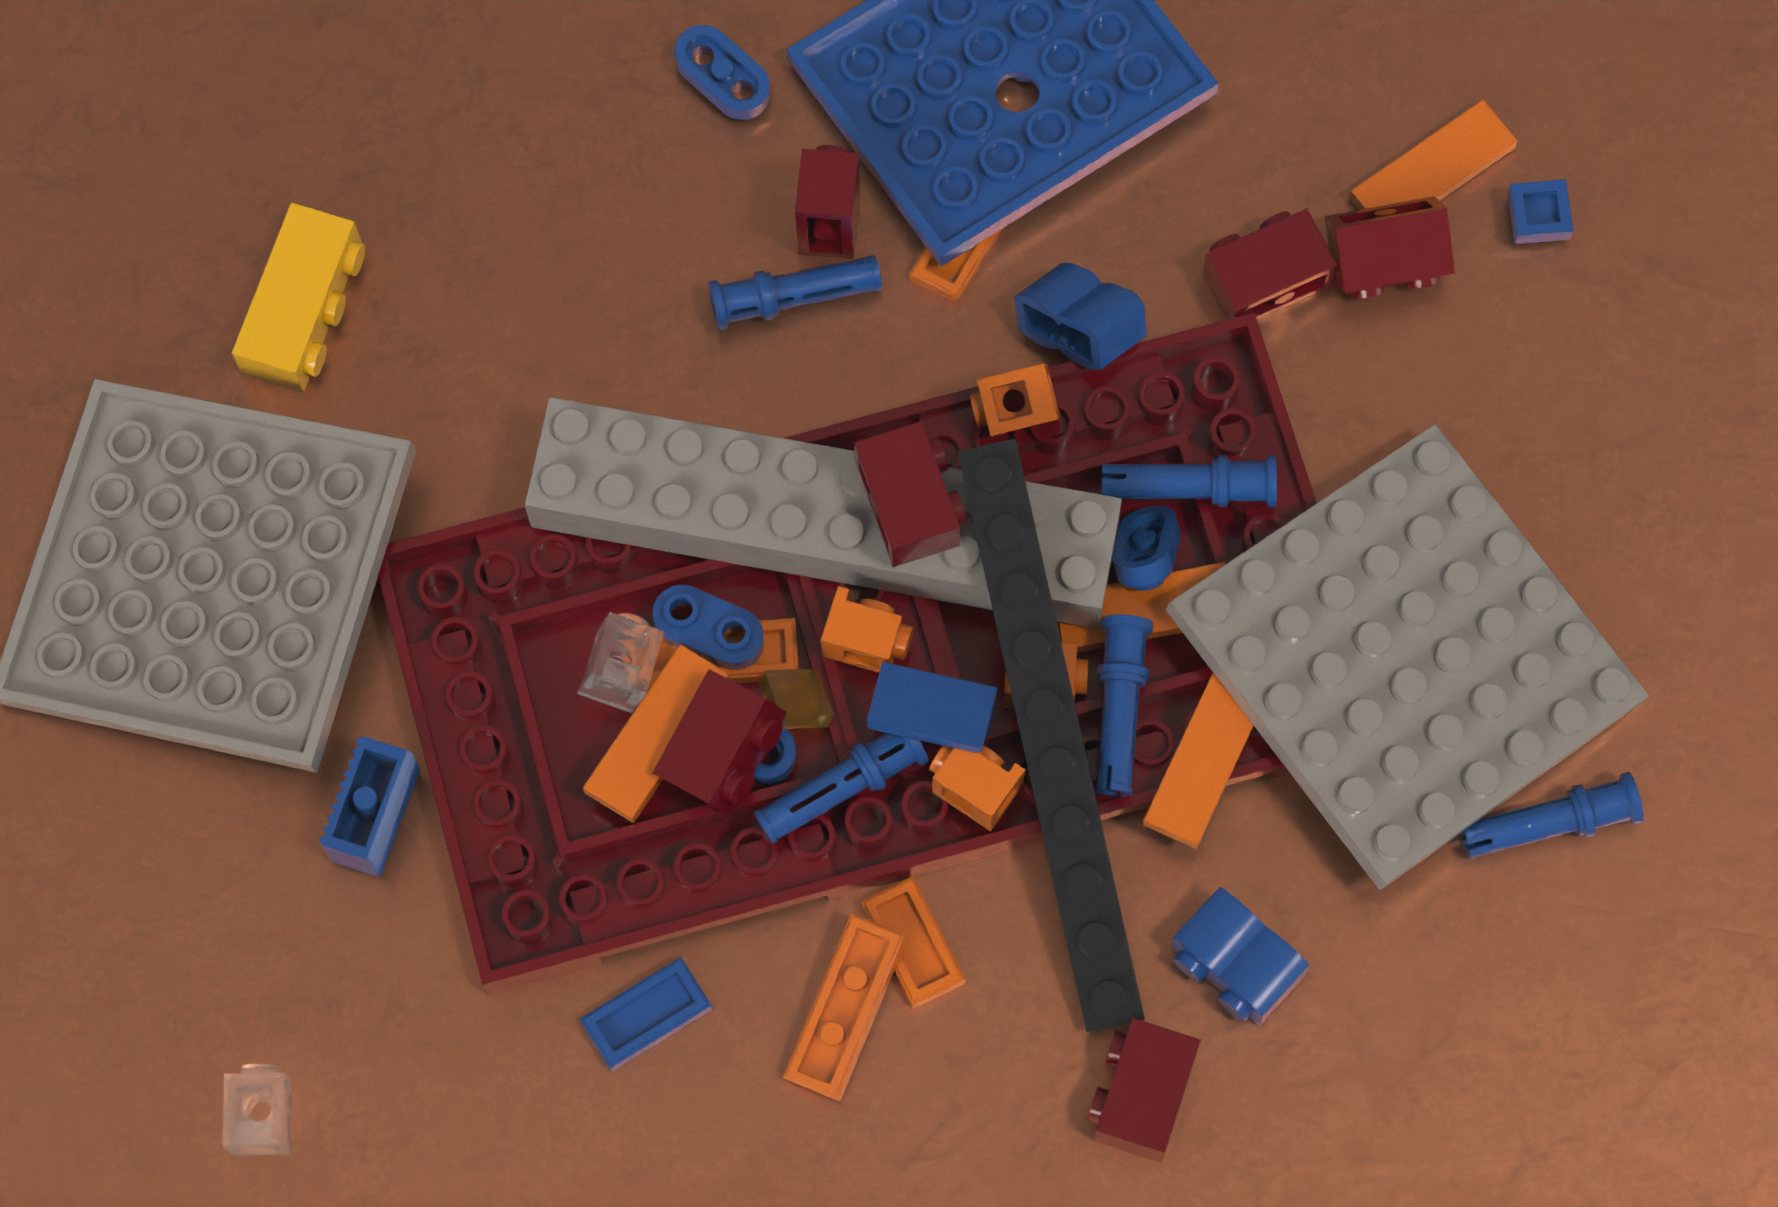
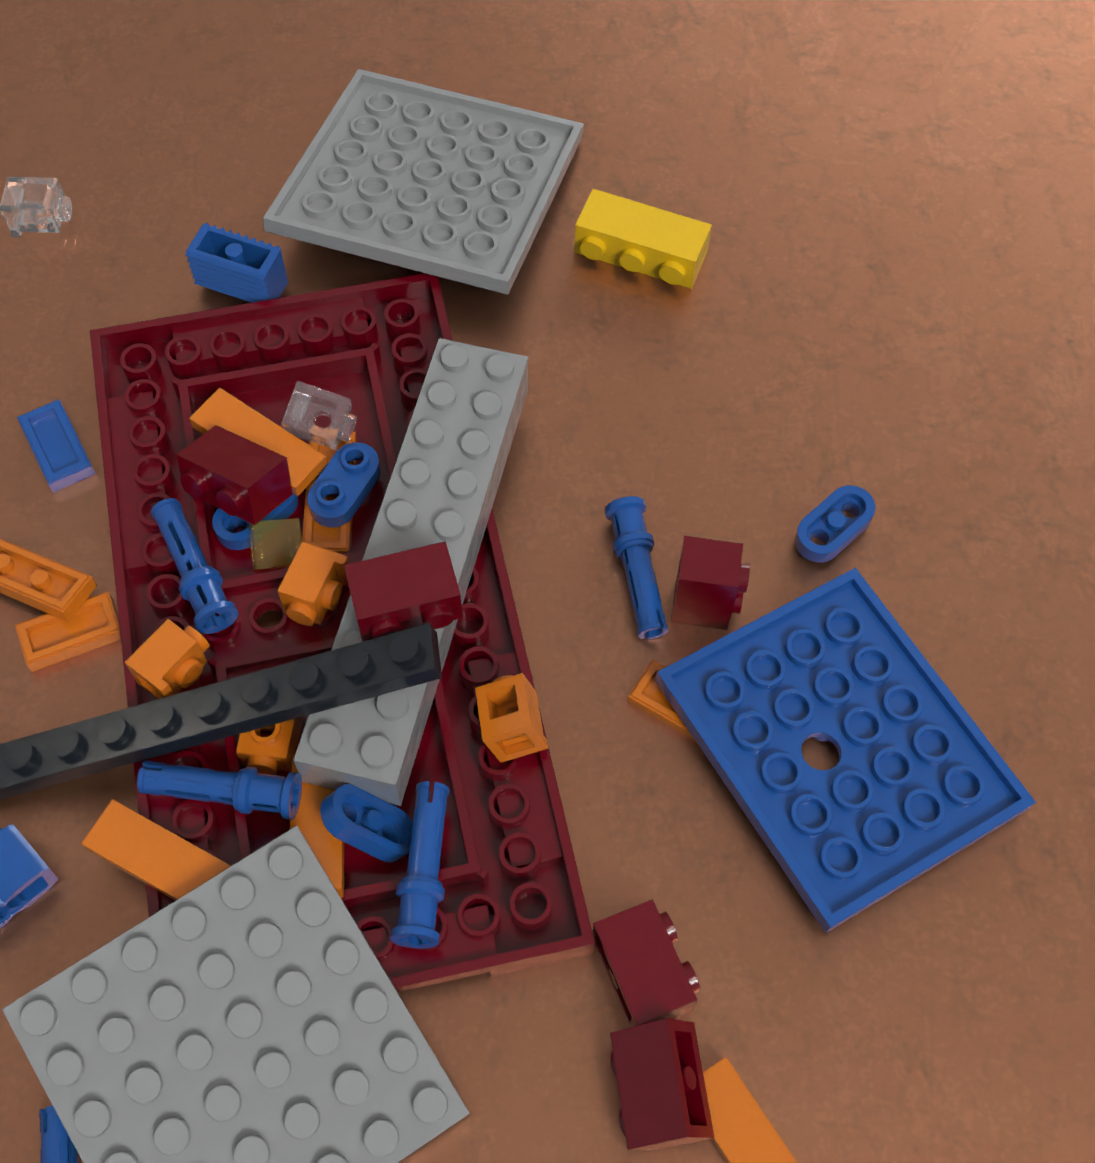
camera: 90 degrees right, 10 degrees down
(932, 707) = (230, 623): blue panel -> none
(1081, 316) = (597, 786): blue brick -> none

